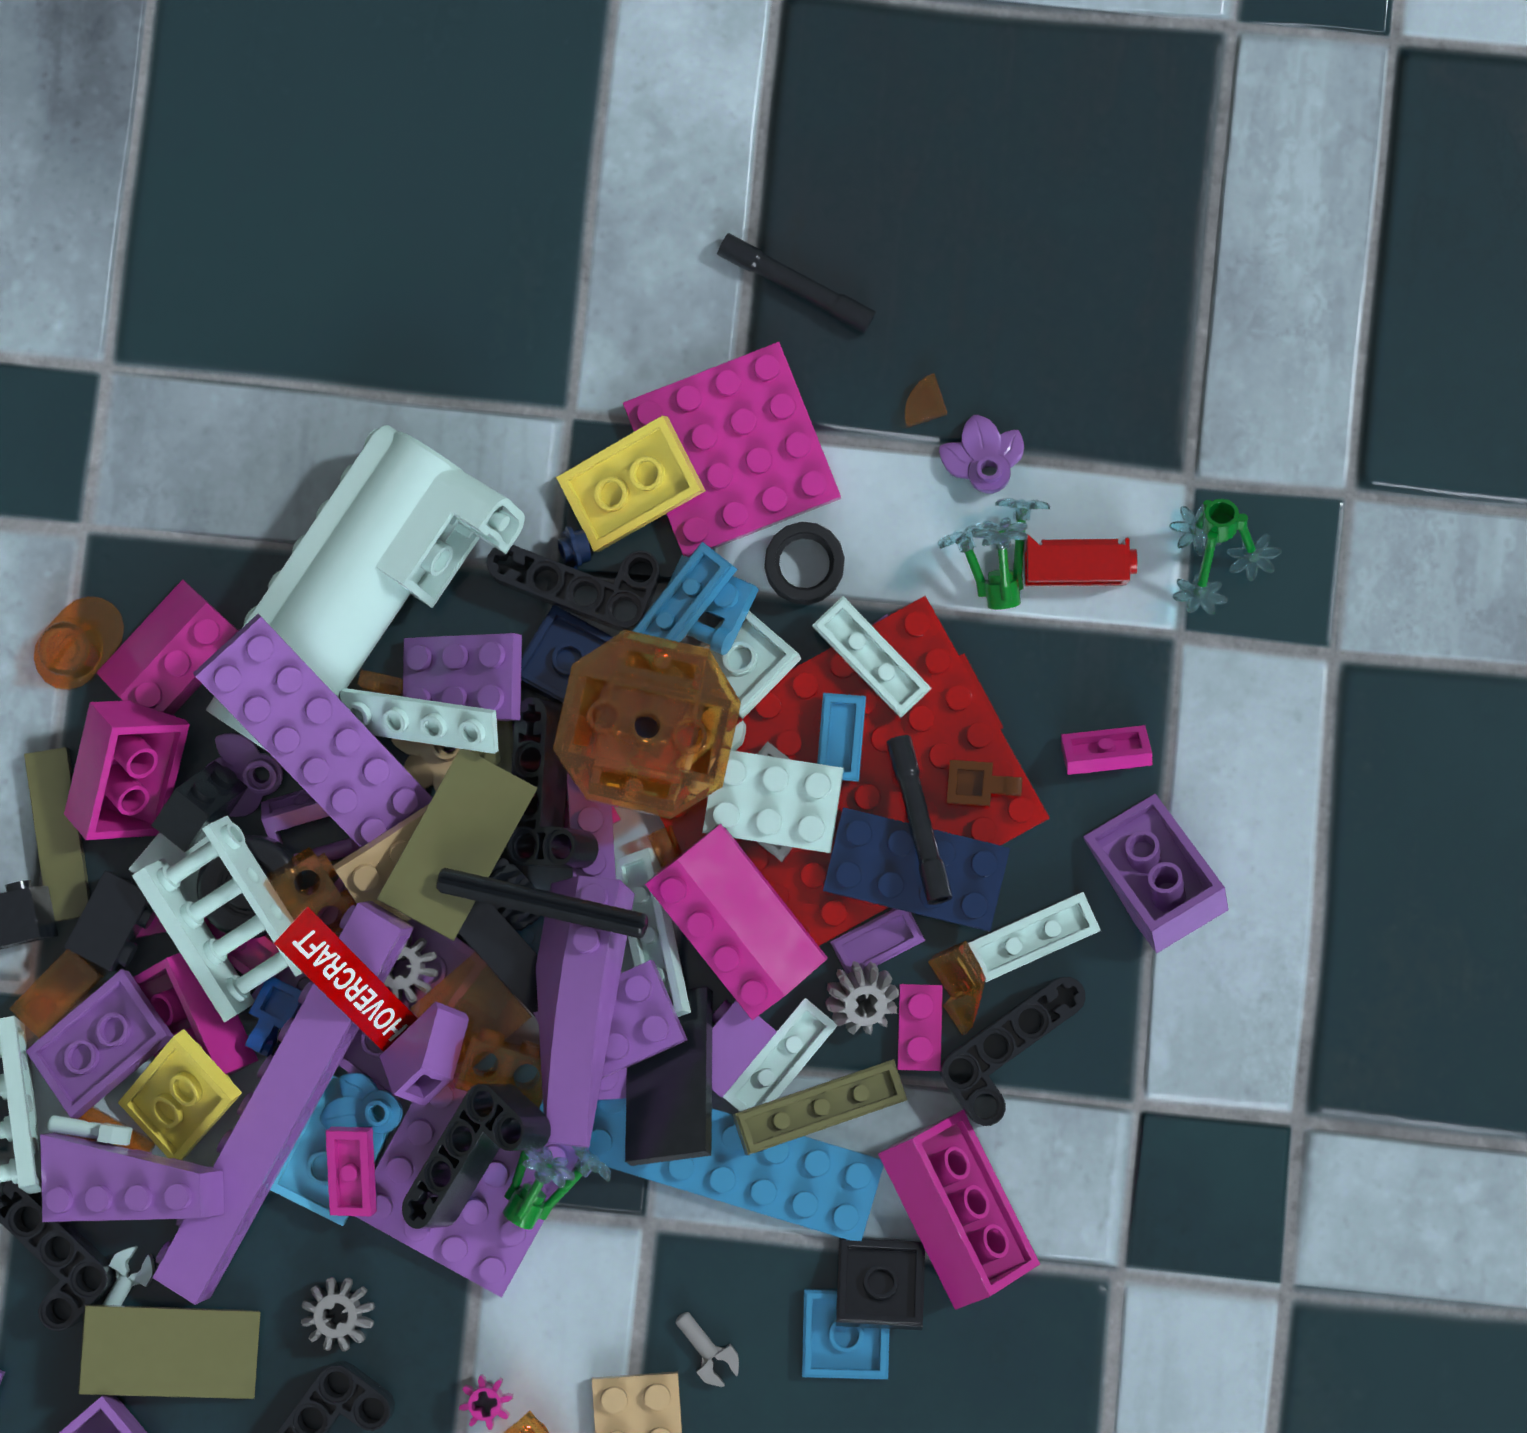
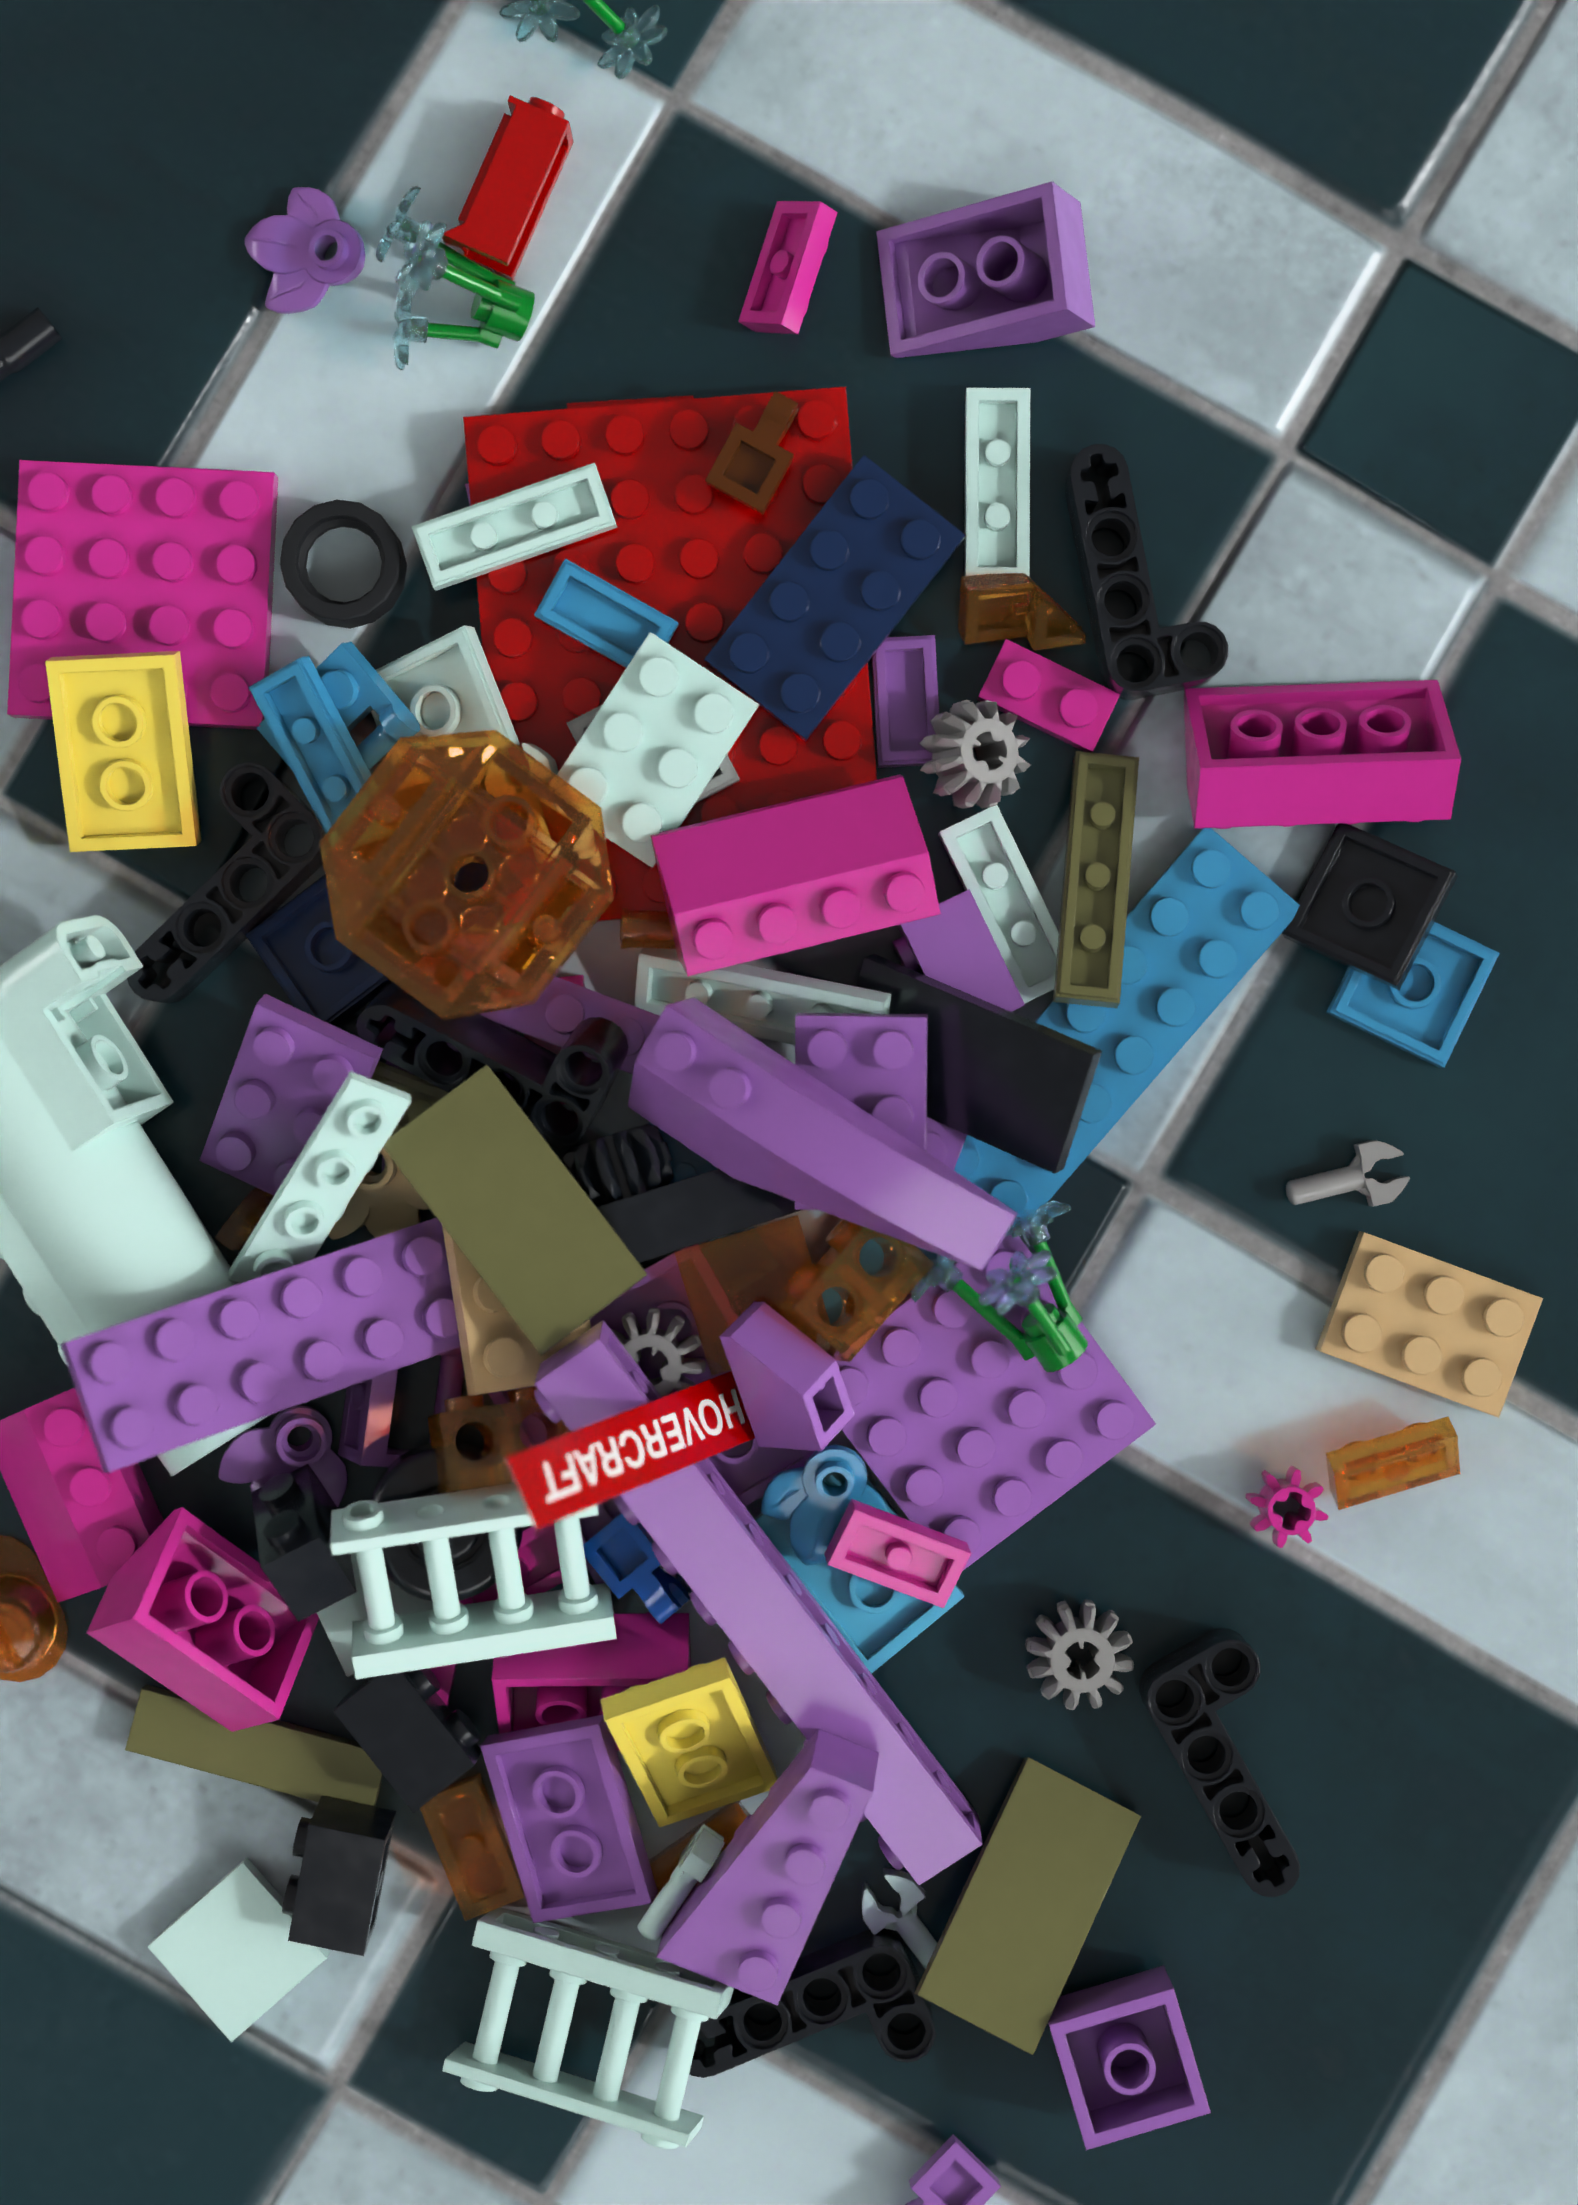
camera: 70 degrees left, 5 degrees up
(483, 1123) = (918, 1345): black beam -> none
(542, 903) = (651, 1125): black axle -> none
(574, 547) = (178, 870): dark blue plate -> none
(924, 402) = (196, 299): clear orange tile -> none
(930, 864) = (840, 568): black piece -> none

